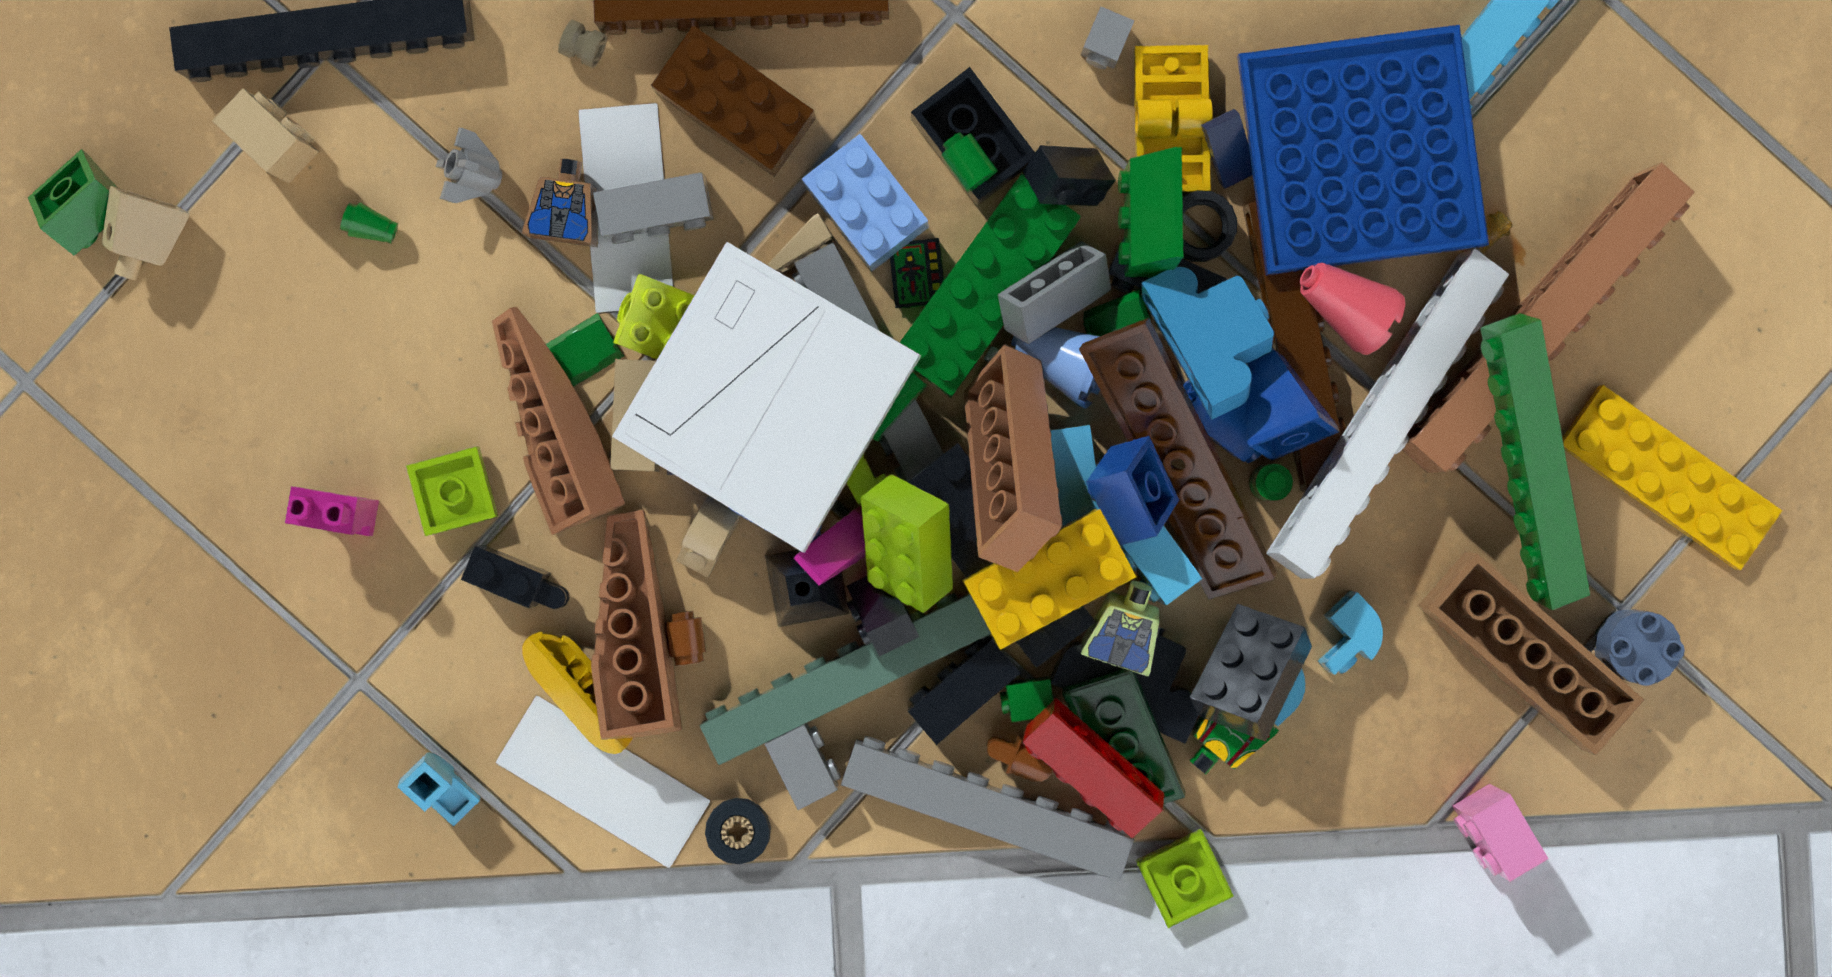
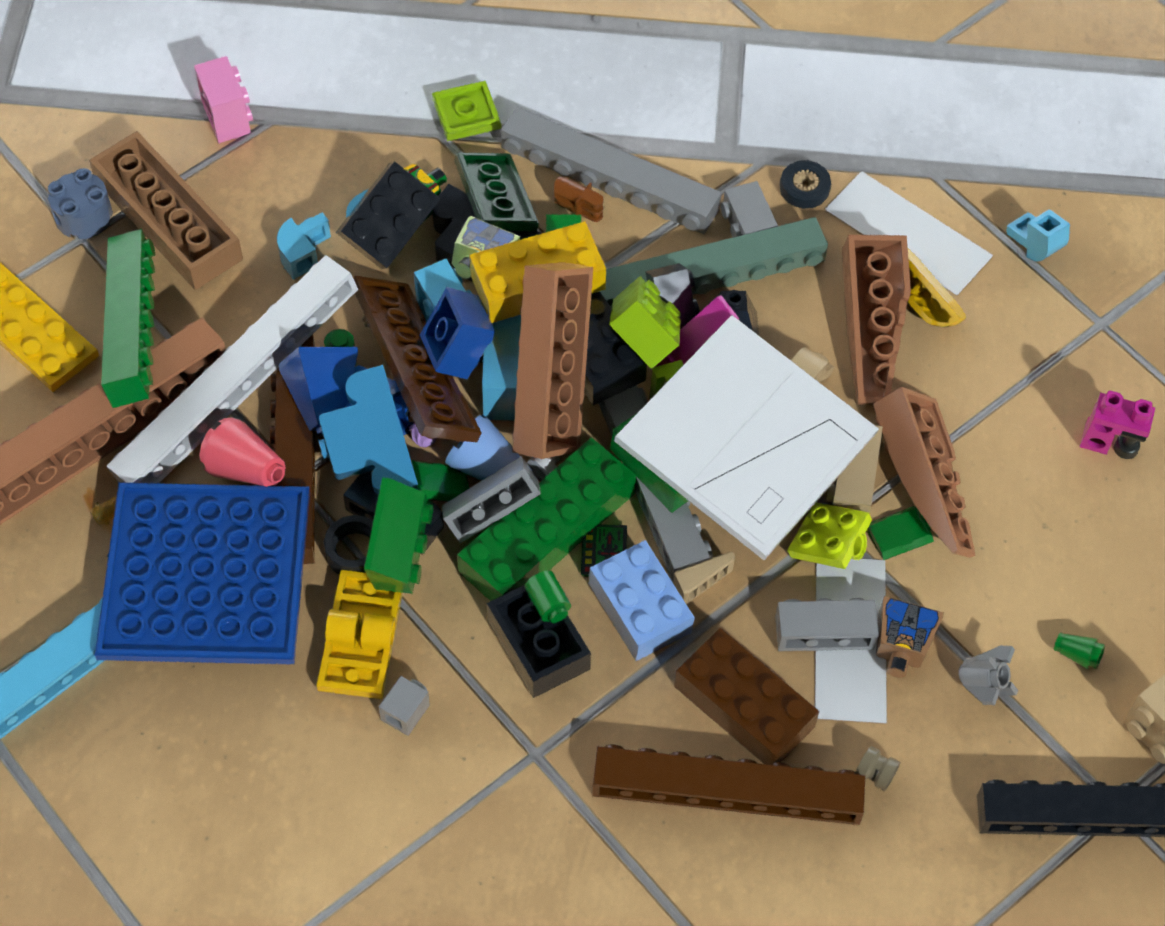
camera: 175 degrees left, 30 degrees down
(452, 491) = (1017, 438): lime plate -> none
(513, 579) = (969, 366): black brick -> none
(685, 638) = (832, 310): dark orange brick -> none
(962, 689) = (628, 239): black brick -> none
(1068, 176) = (461, 587): black brick -> none
(1093, 768) = (523, 173): red brick -> none
(1228, 148) = (318, 597): dark blue tile -> none

